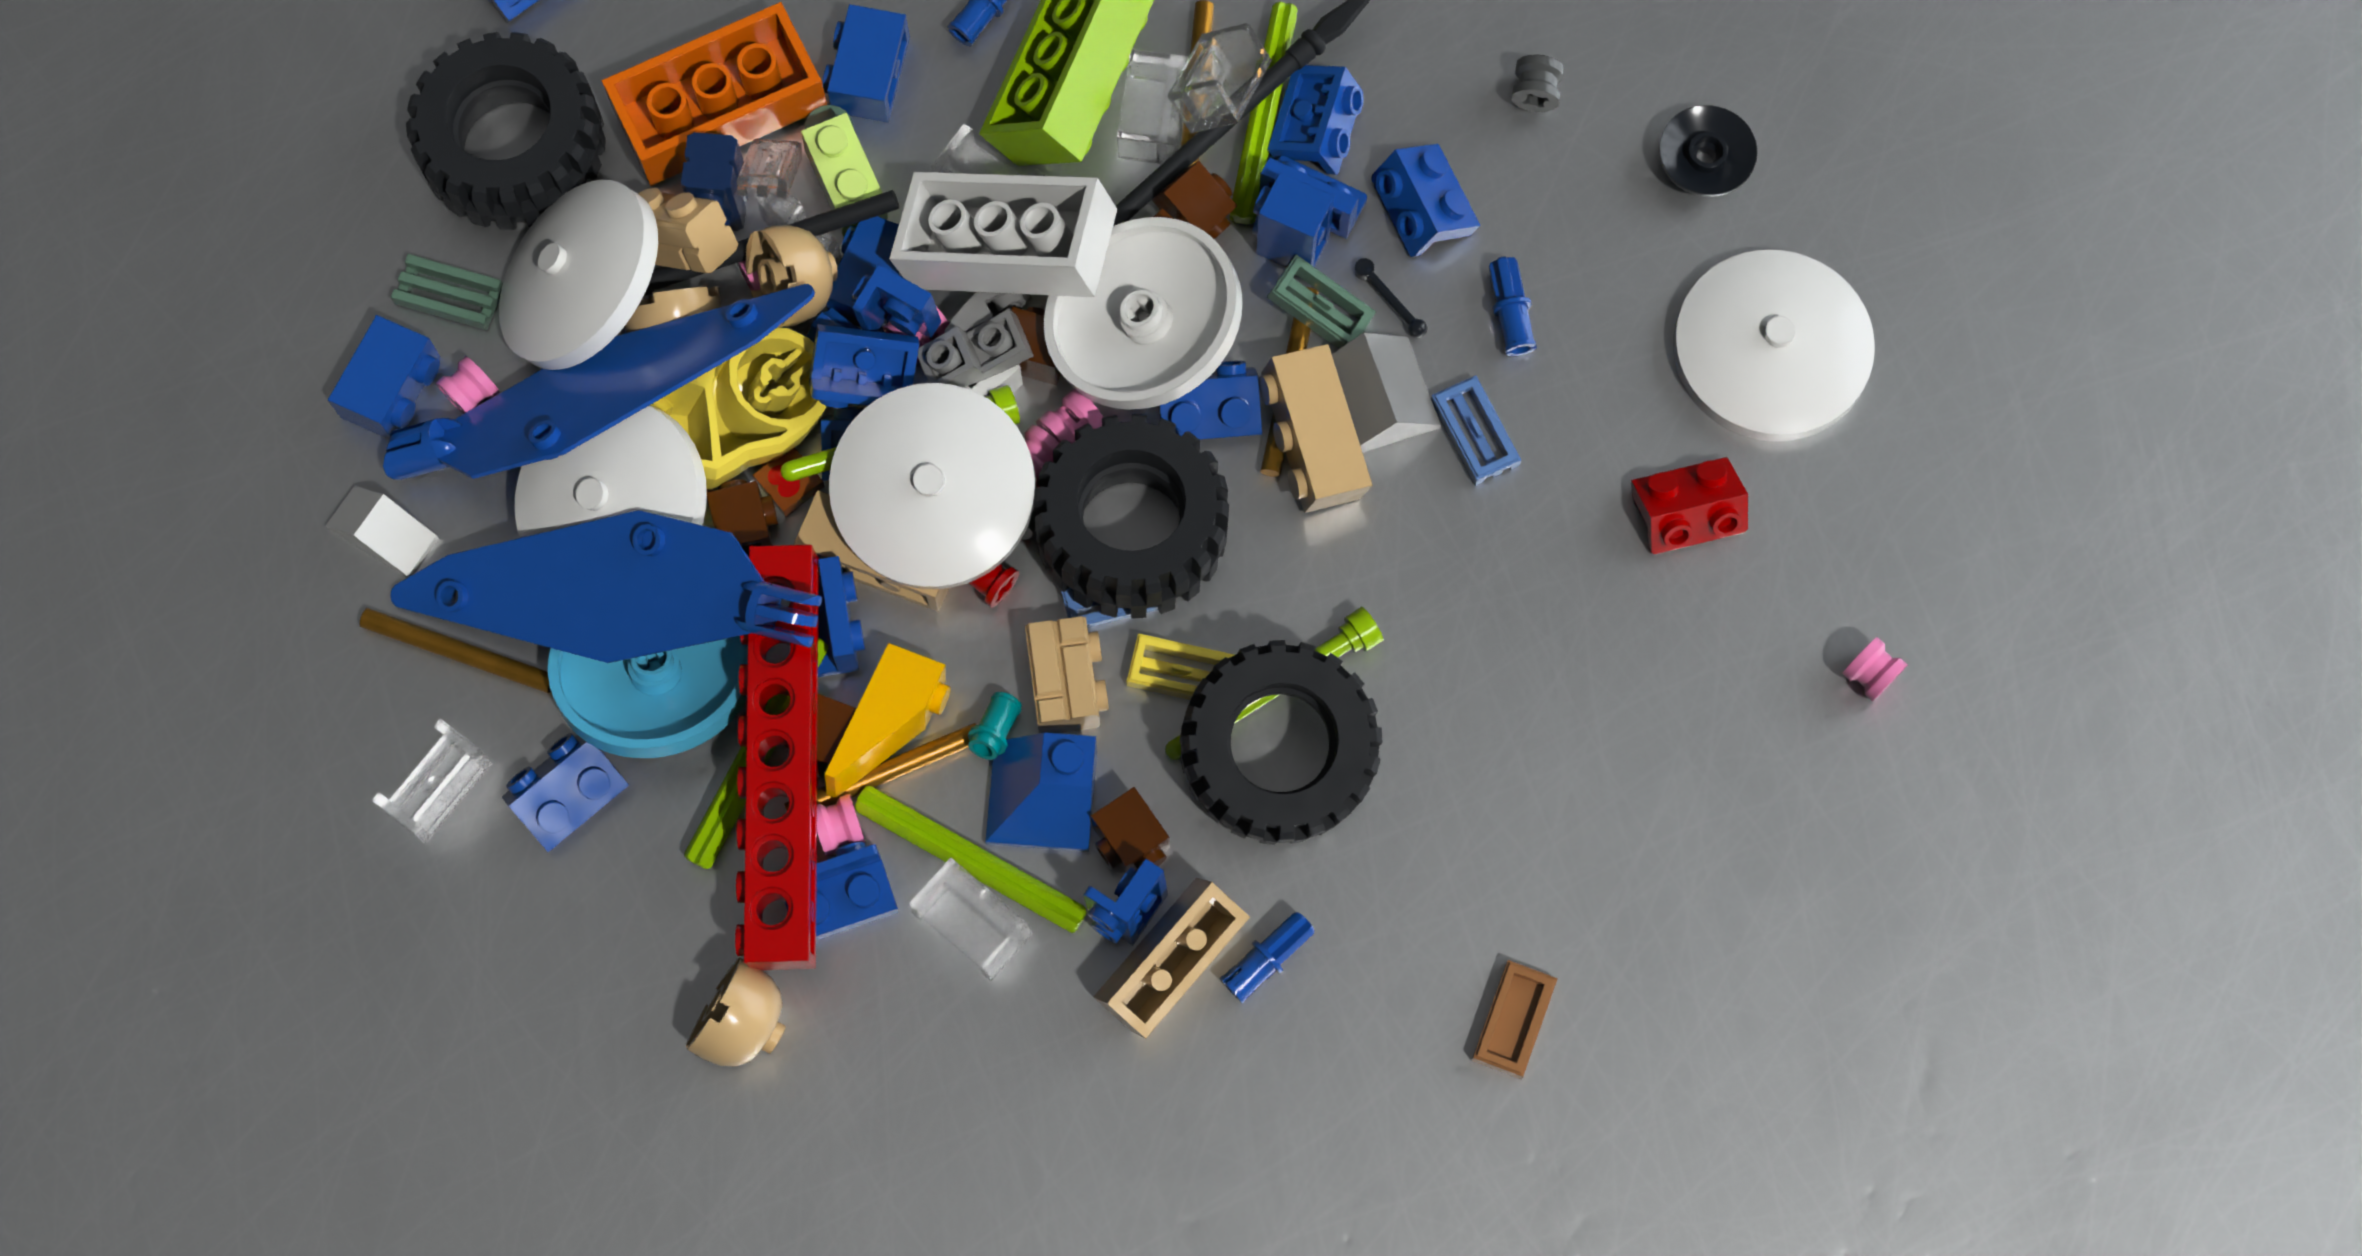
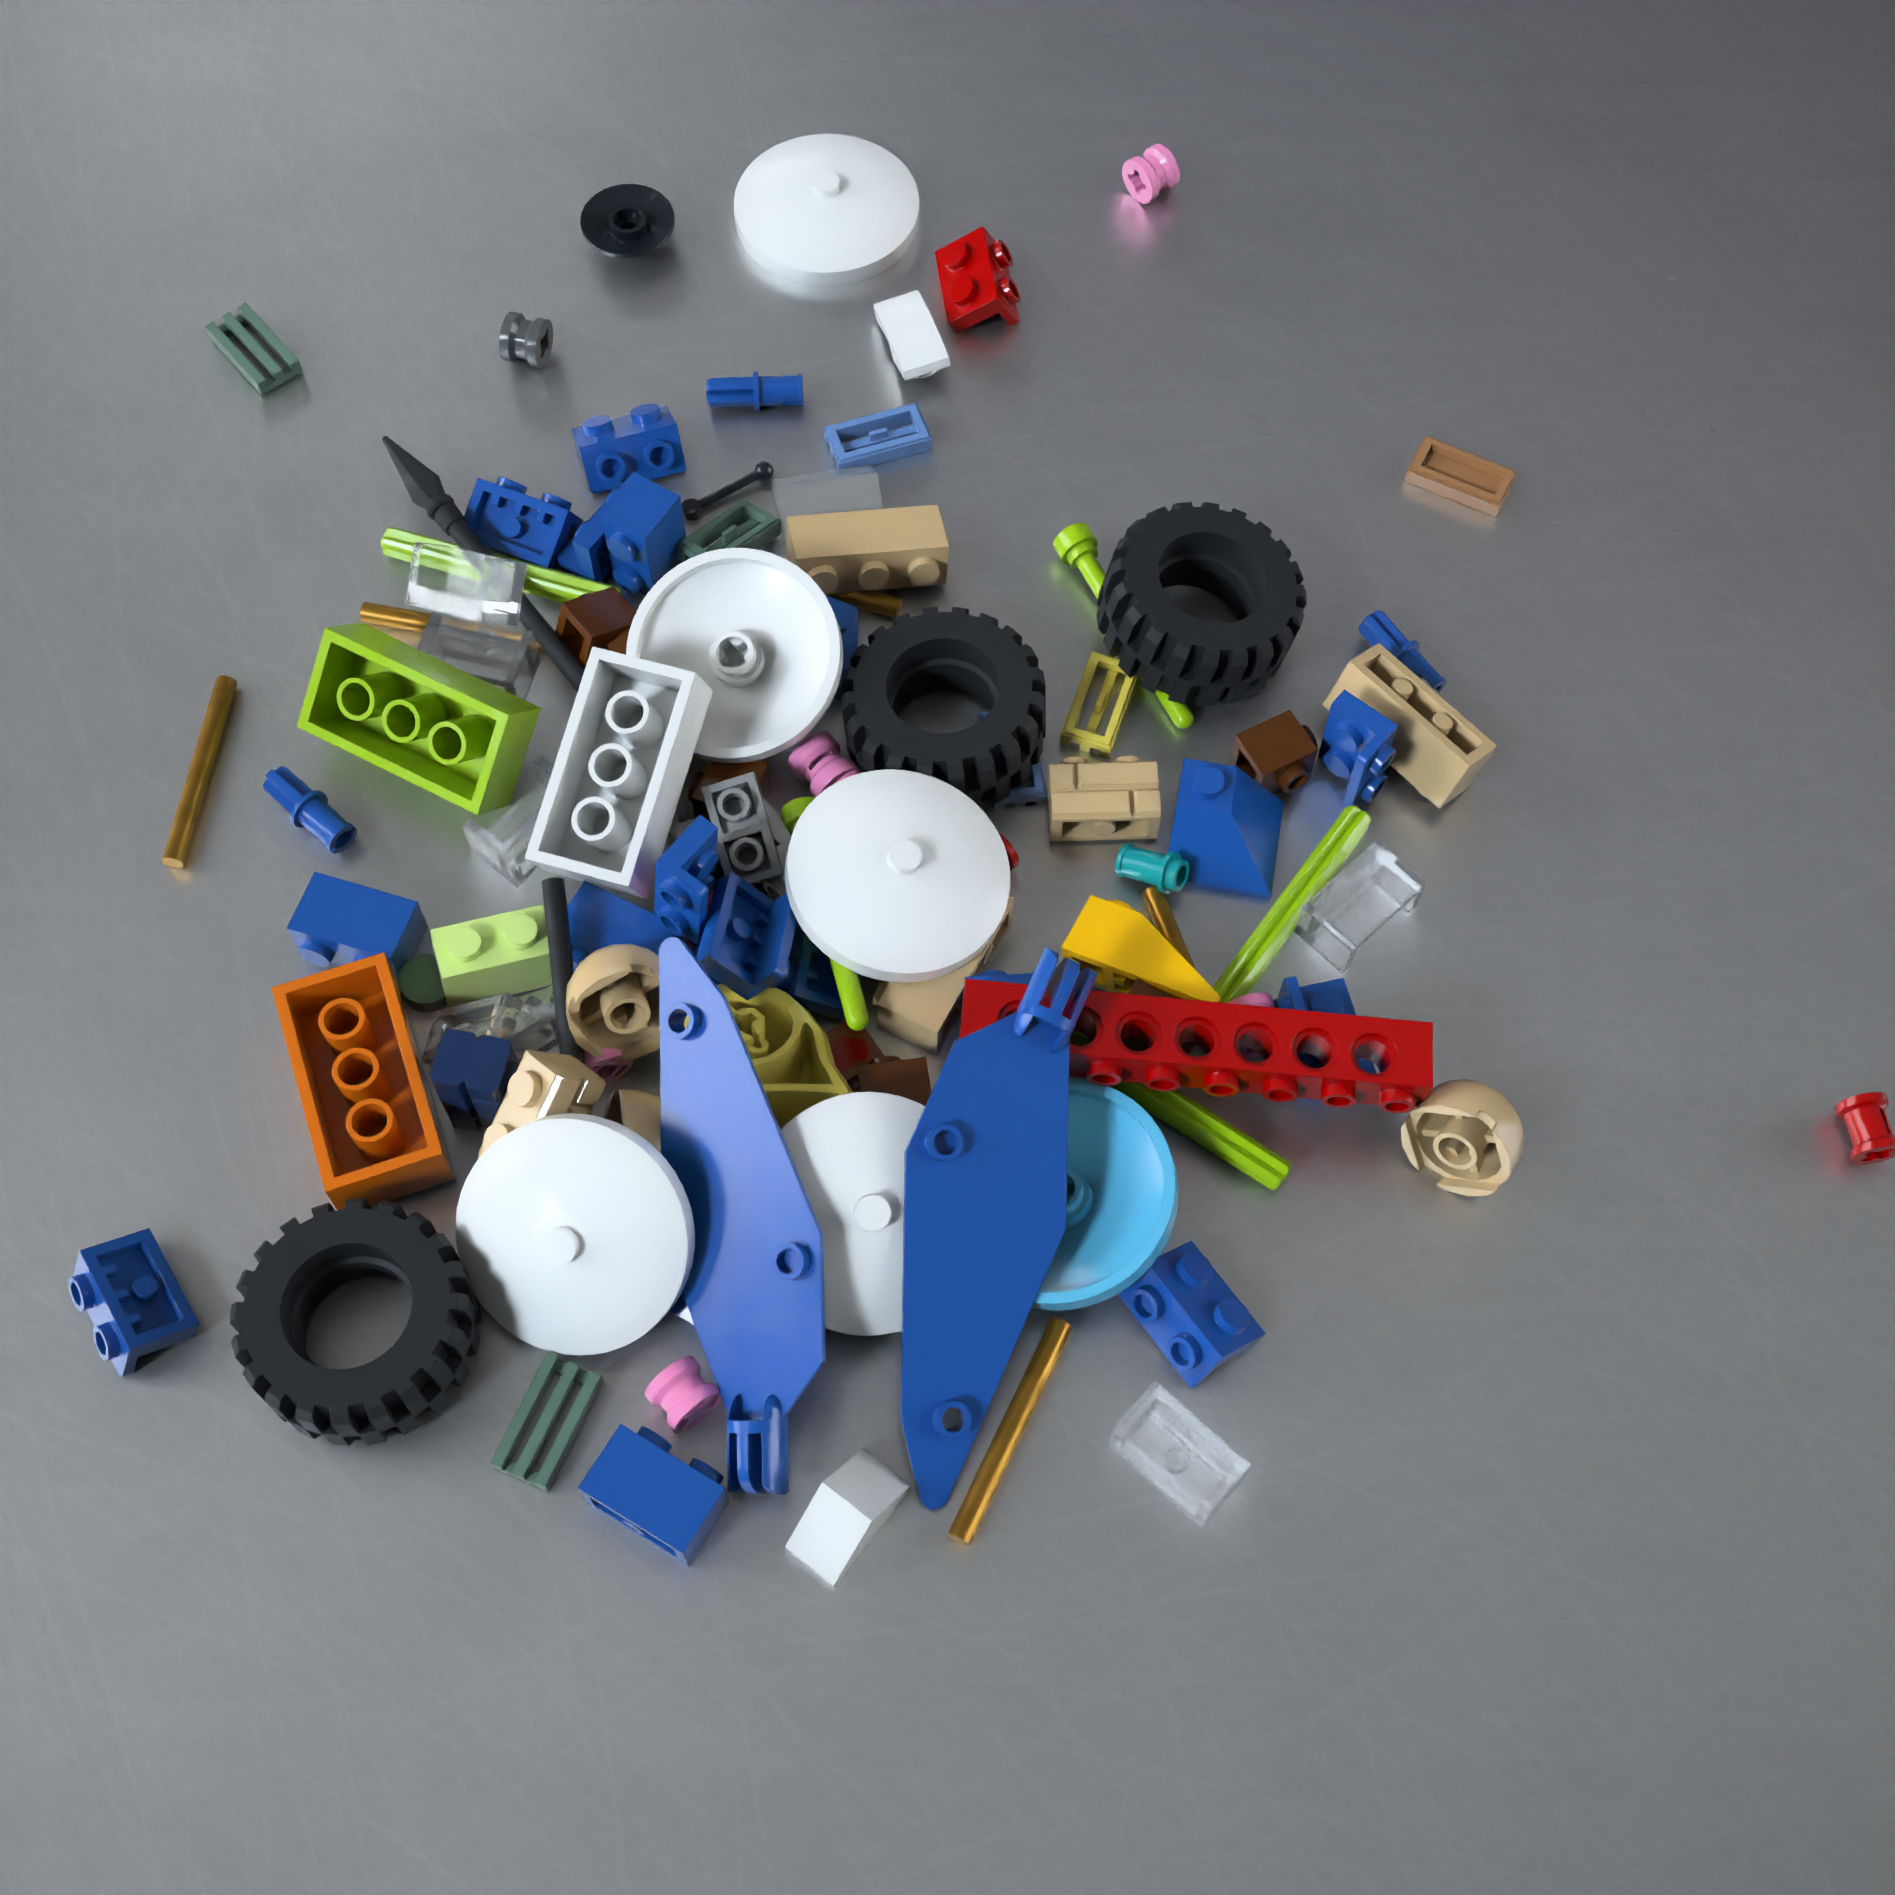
camera: 85 degrees left, 10 degrees down
(1604, 442) = (912, 335): none -> white slope

